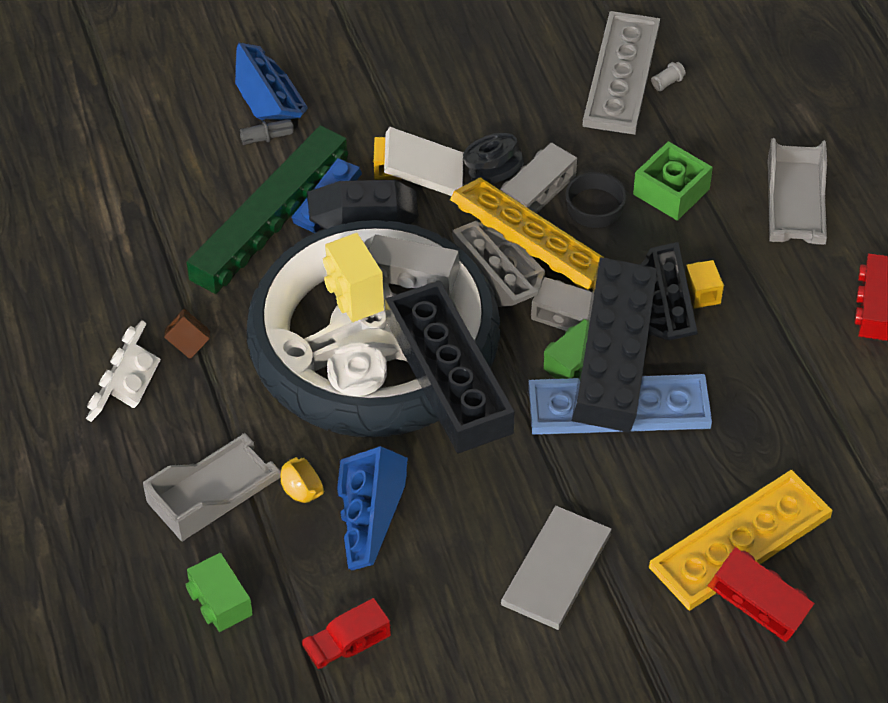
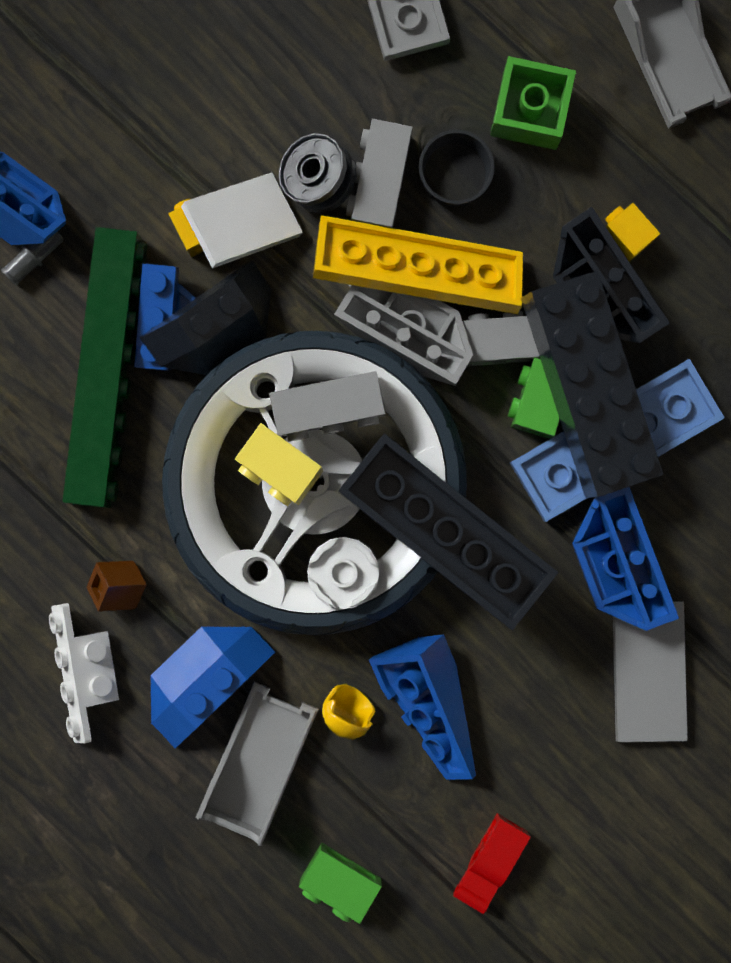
camera: 30 degrees left, 35 degrees up
(208, 418) = (203, 677): none -> blue wedge
(573, 467) = (622, 563): none -> blue wedge

